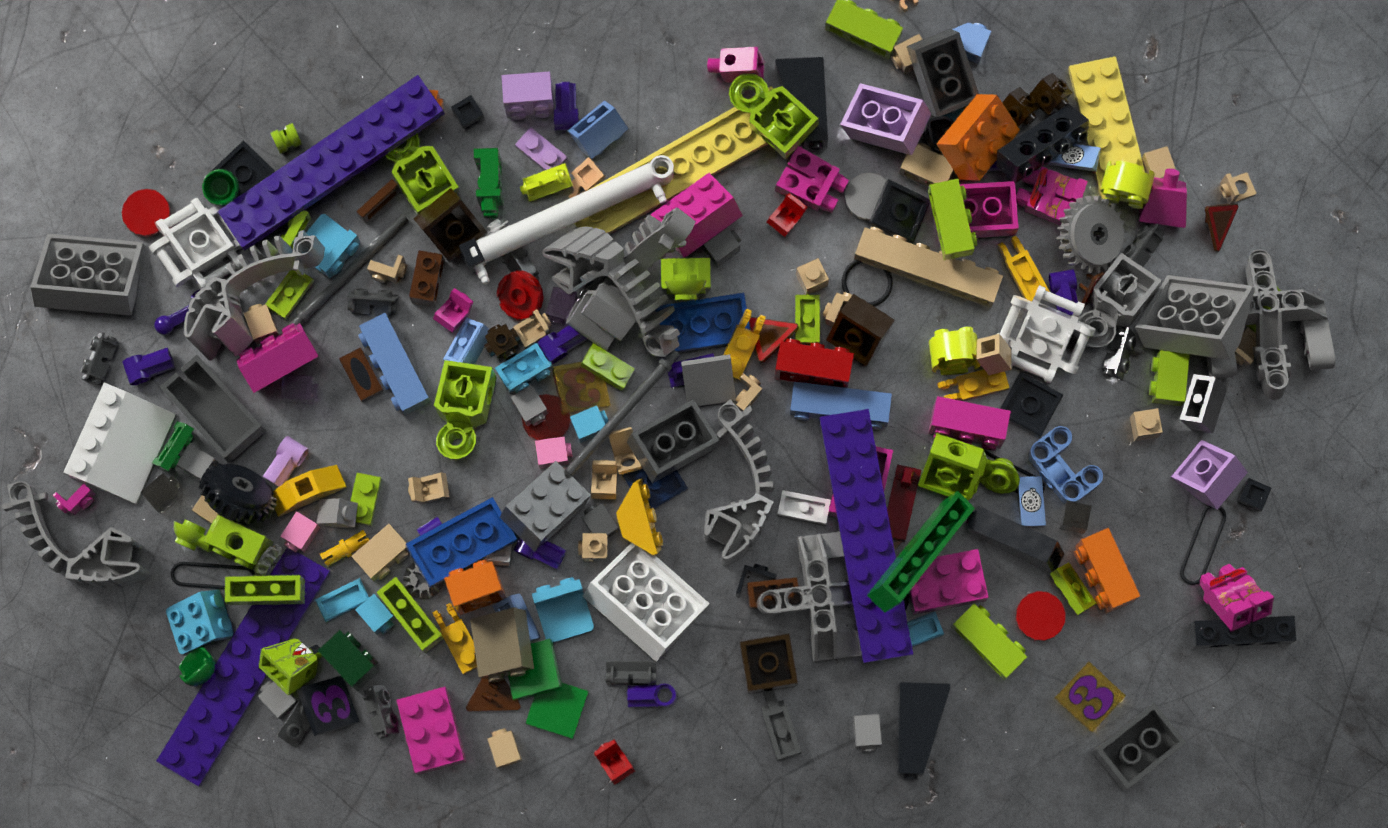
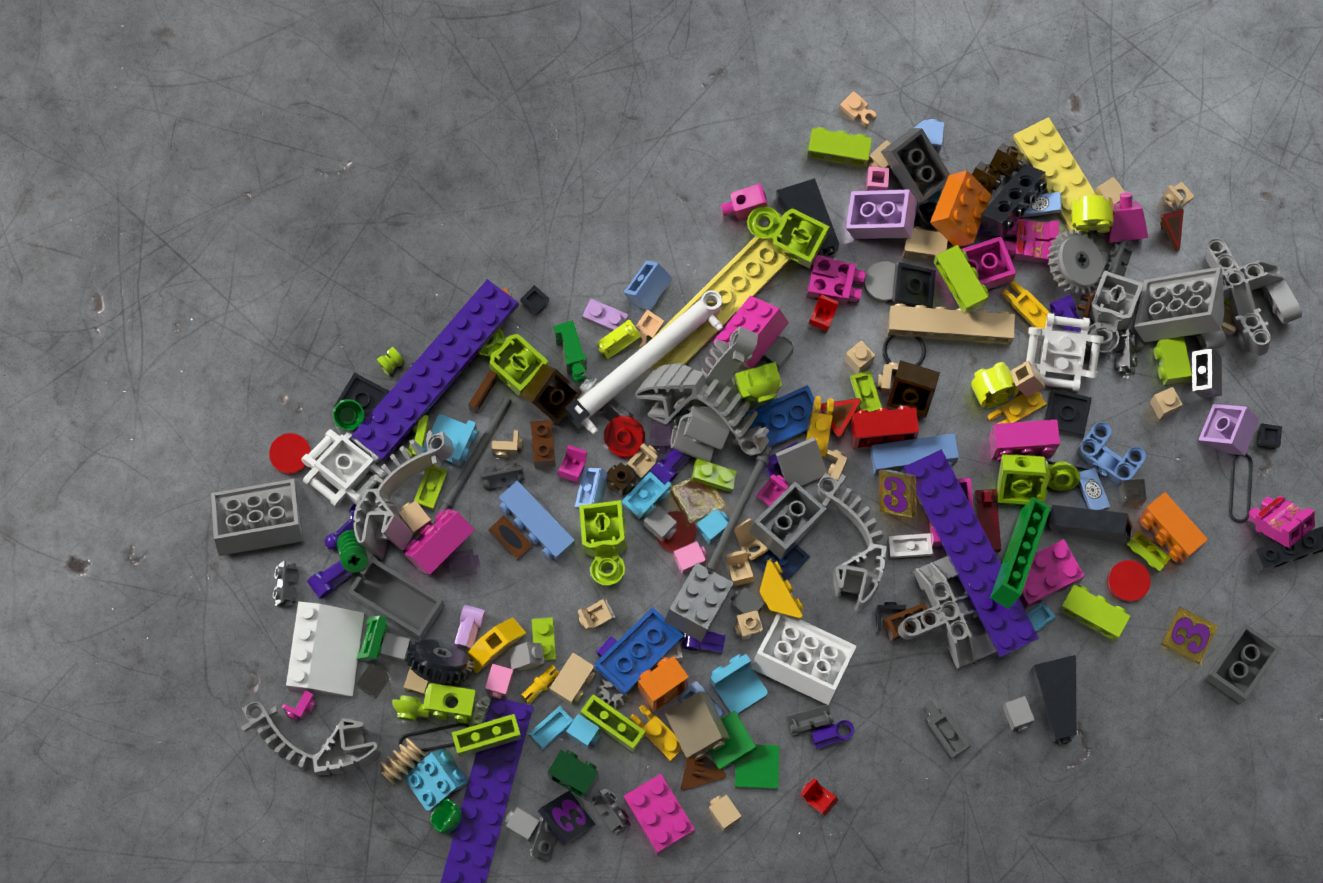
camera: 20 degrees left, 5 degrees down
(166, 592) = (401, 761): none -> tan piece
(176, 348) = (351, 553): none -> green piece
(290, 664) = (524, 791): lime torso -> none
(528, 95) = (582, 272): lavender brick -> none
(566, 110) = (616, 278): dark purple piece -> none
(667, 401) = (772, 490): none -> dark pink bracket
(768, 663) = (921, 680): dark brown brick -> none
(805, 444) = (897, 493): none -> clear yellow tile
(894, 77) = (877, 179): none -> bright pink brick

